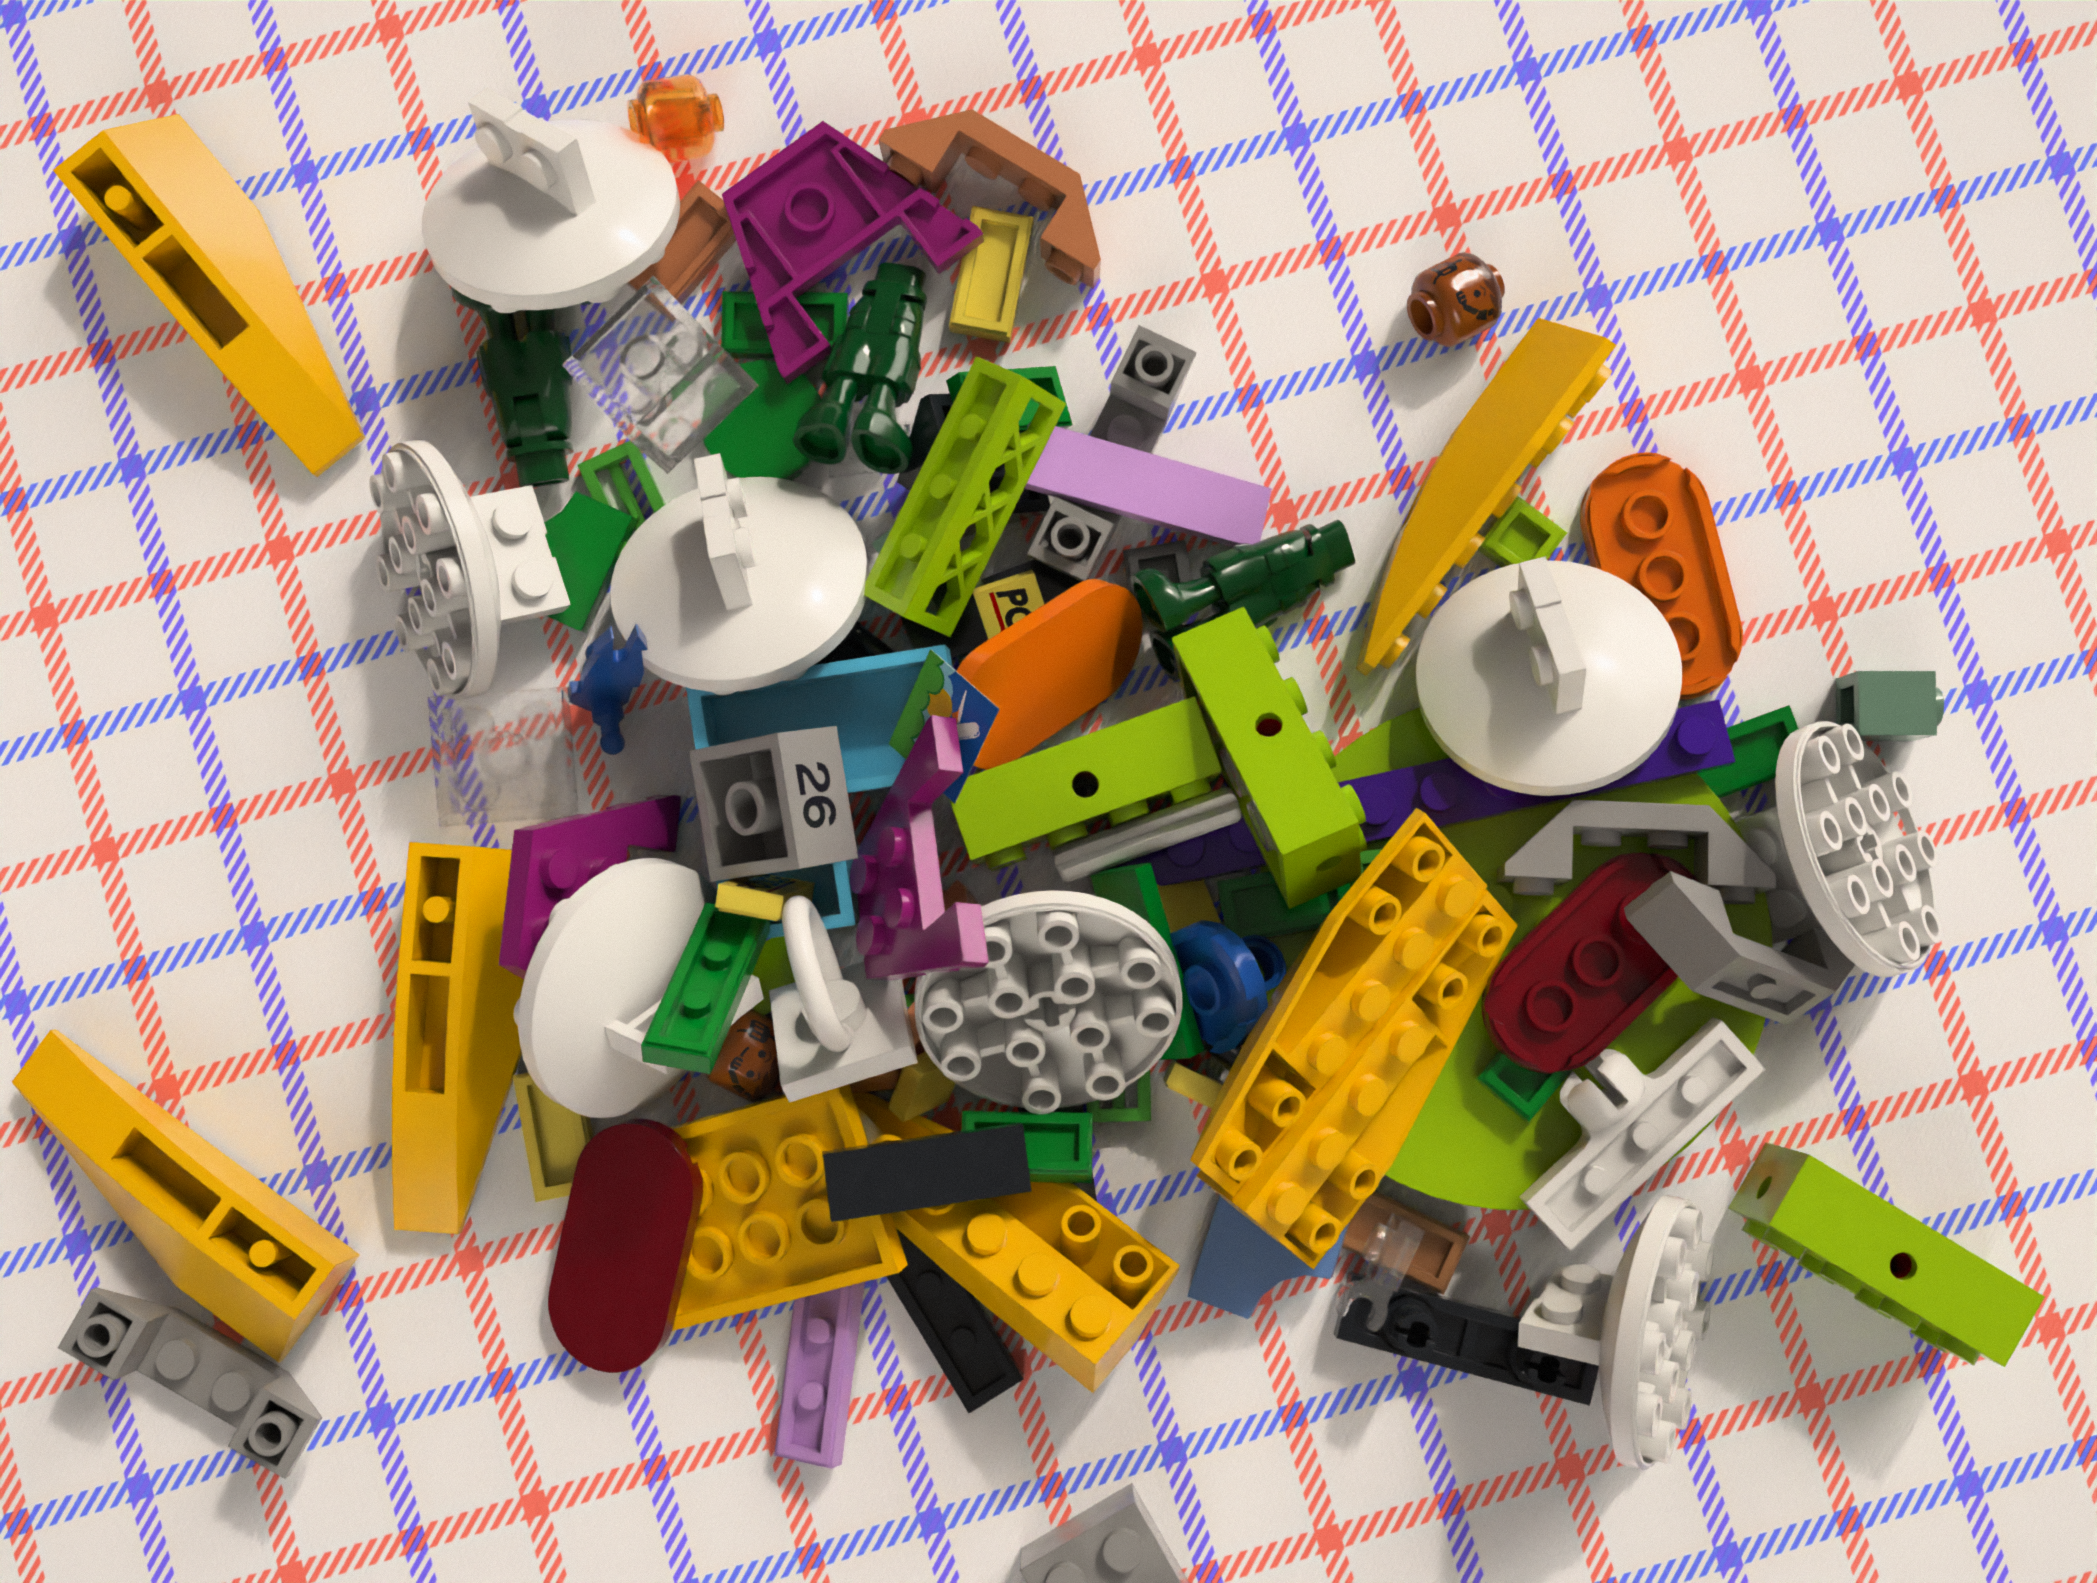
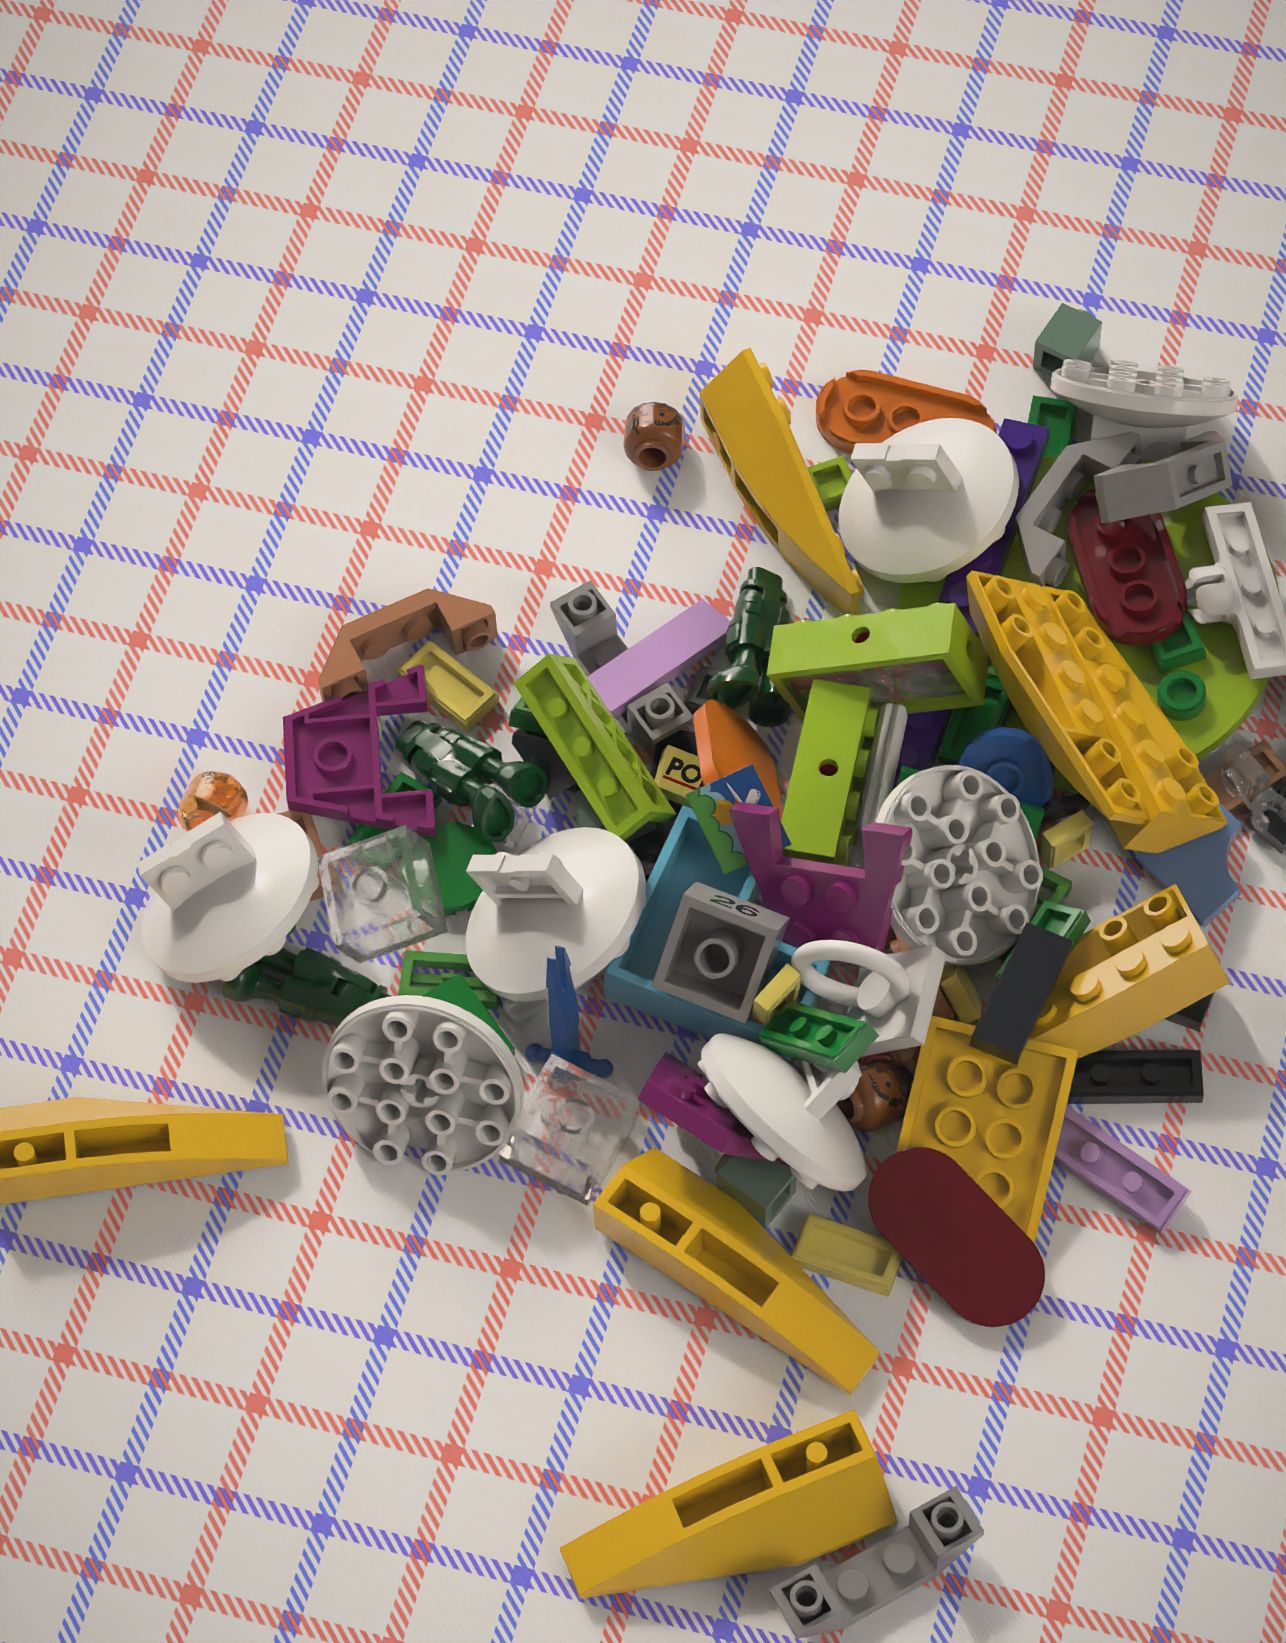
camera: 60 degrees left, 25 degrees down
(1455, 1122) = (1181, 695): none -> green tile

